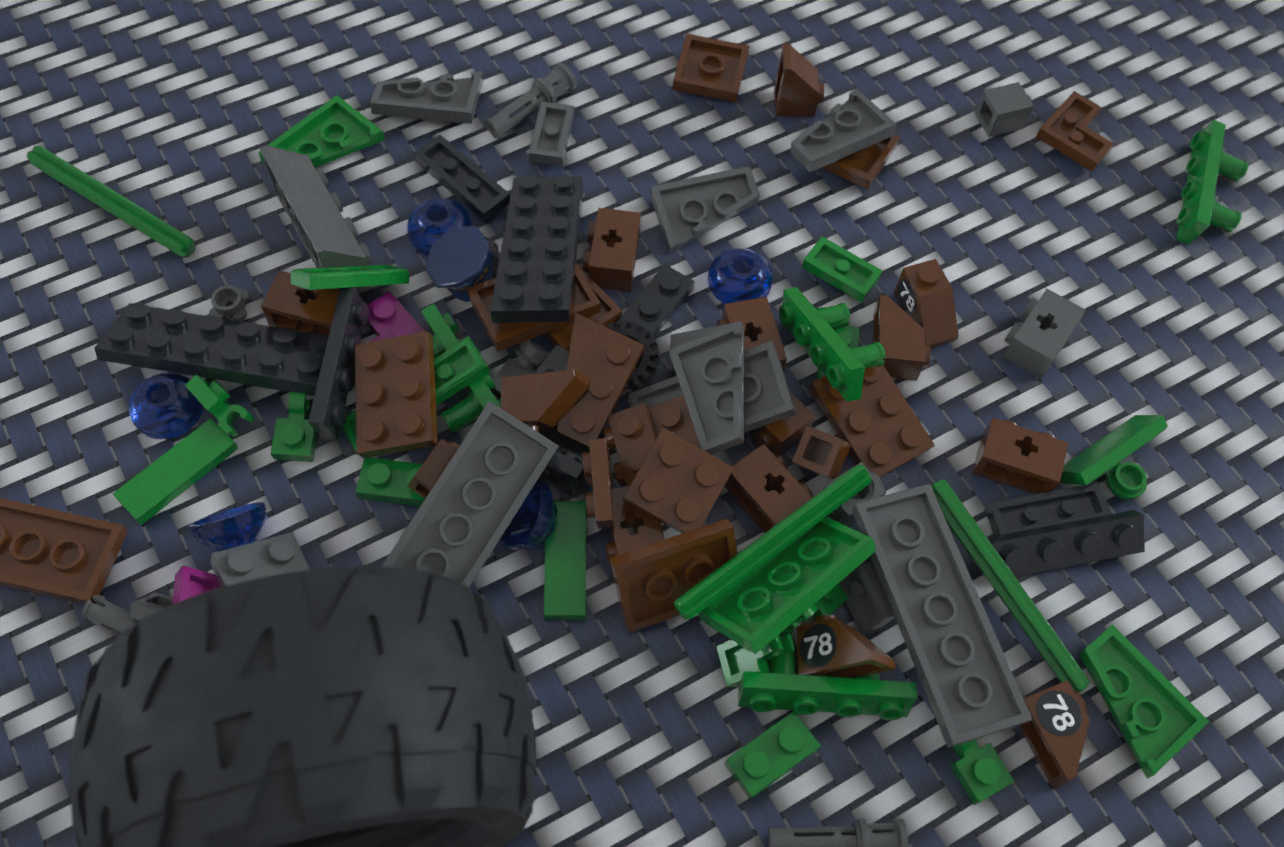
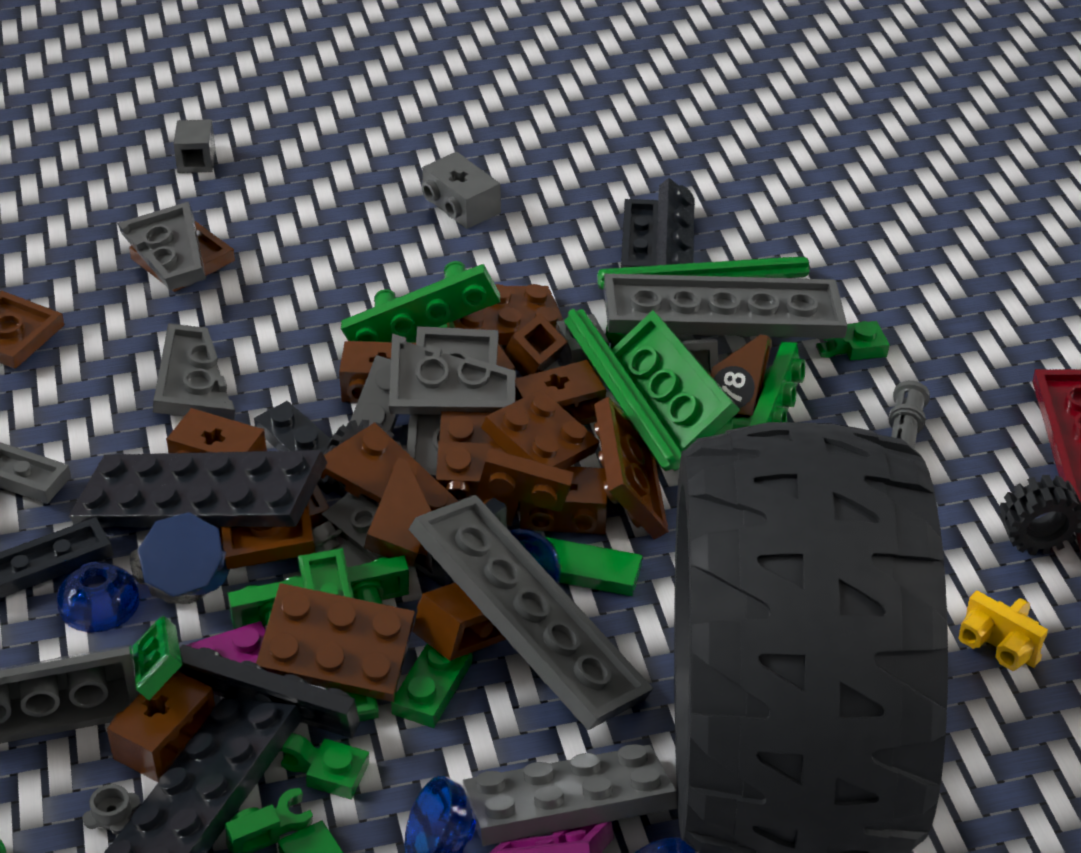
camera: 70 degrees left, 20 degrees down
(732, 286) = (296, 378): clear blue piece -> none
(796, 85) = (82, 268): reddish brown slope -> none
(842, 269) = (325, 296): green plate -> none
(901, 339) = (416, 271): reddish brown slope -> none
(929, 301) = (394, 249): reddish brown slope -> none
(1020, 457) = (582, 237): reddish brown brick -> none
(1057, 731) = (858, 284): reddish brown slope -> none
(1070, 135) = (244, 118): reddish brown plate -> none
(1112, 449) = (595, 185): green tile -> none
(1127, 480) = (625, 186): green plate -> none
(1142, 700) = (824, 234): green wing -> none
(1198, 194) = (347, 59): green plate -> none

